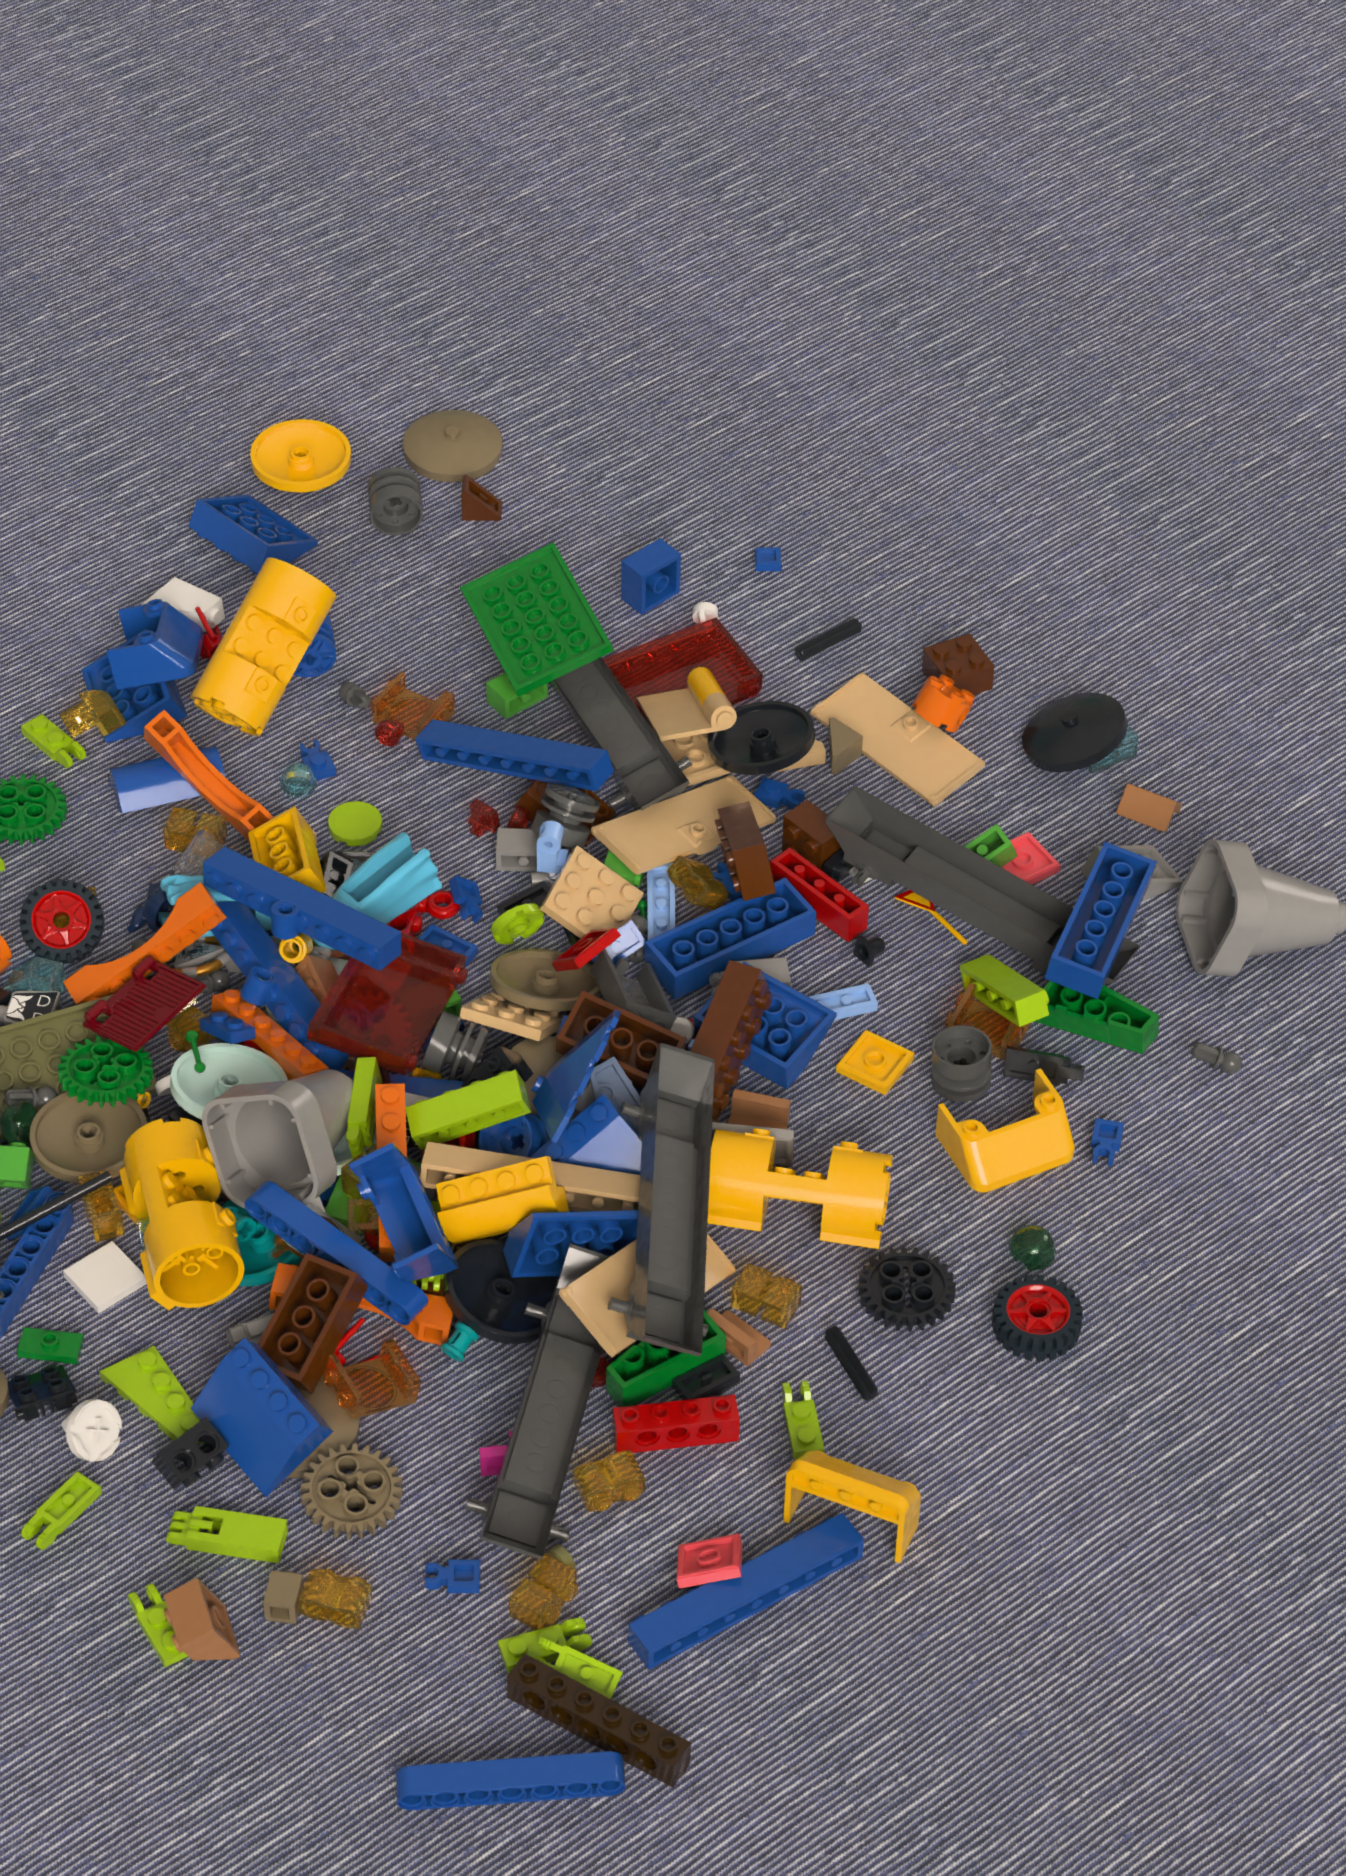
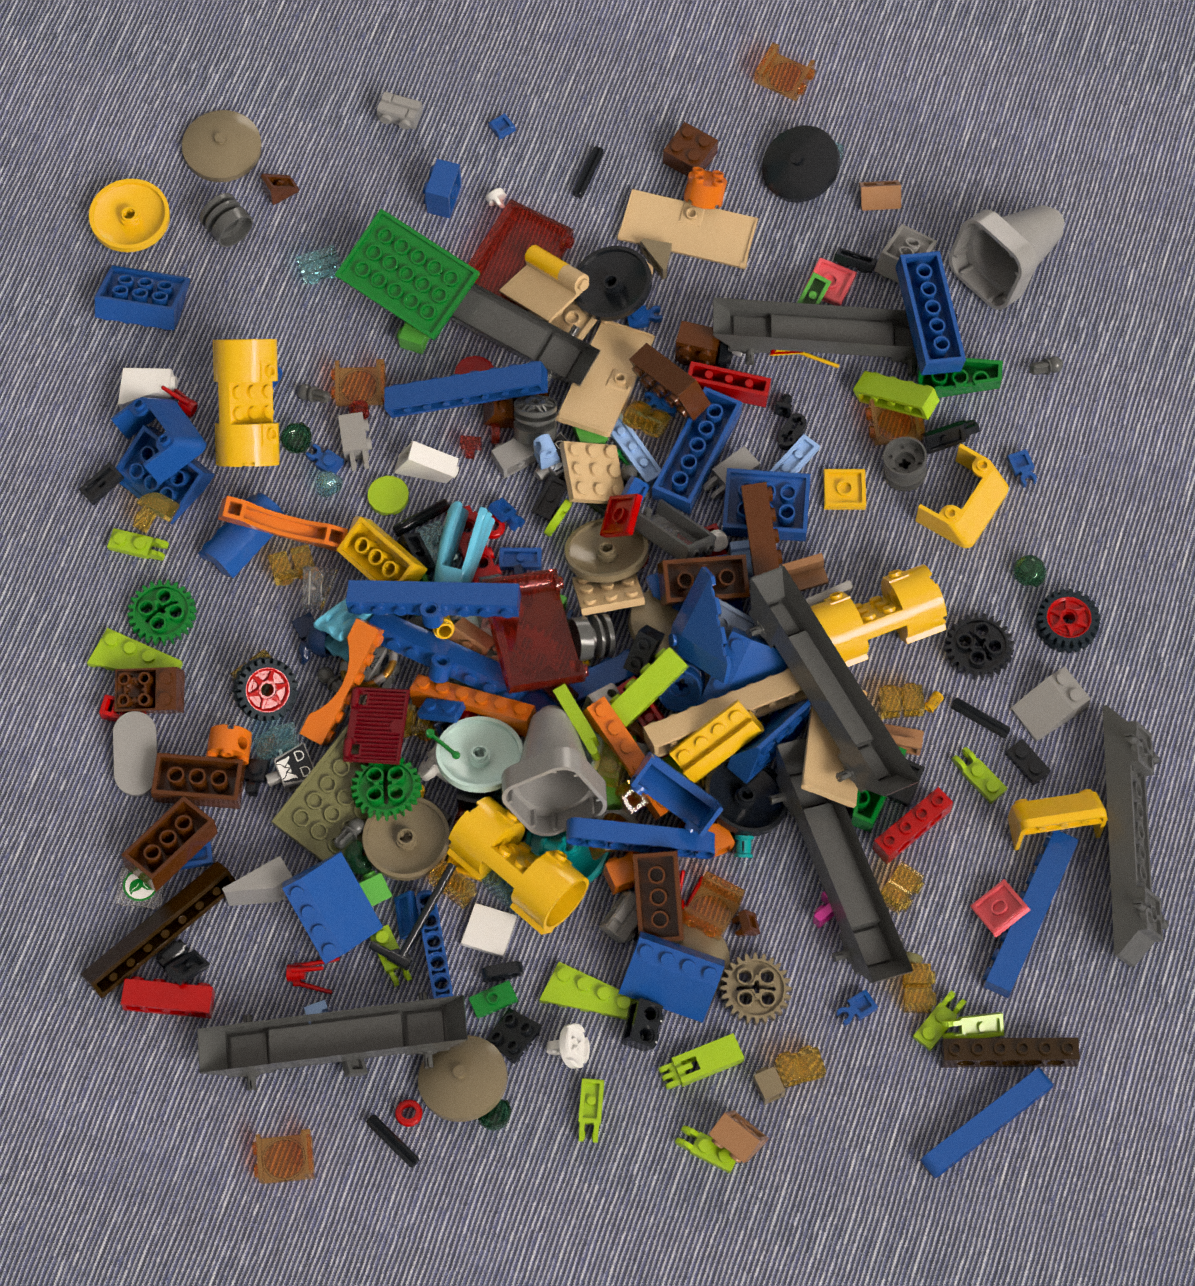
camera: 30 degrees left, 20 degrees up
(64, 668) = (101, 483): none -> black plate
(82, 1321) = (502, 971): none -> black beam
(301, 724) = (296, 438): none -> clear green hair
(362, 753) = (354, 440): none -> light grey hinge
(398, 1421) = (748, 923): none -> reddish brown tile
(419, 809) = (426, 463): none -> white slope
(448, 583) = (318, 264): none -> clear light blue brick
(666, 494) = (399, 111): none -> light grey brick
(797, 1322) = (936, 694): none -> yellow piece
(858, 974) = (788, 429): none -> black beam
(872, 1437) = (1027, 762): none -> black plate
(877, 1637) = (1135, 907): none -> dark grey piece
(948, 1391) = (1051, 704): none -> light grey slope
(1061, 847) = (861, 262): none -> black plate
(1125, 648) = (783, 74): none -> clear orange panel

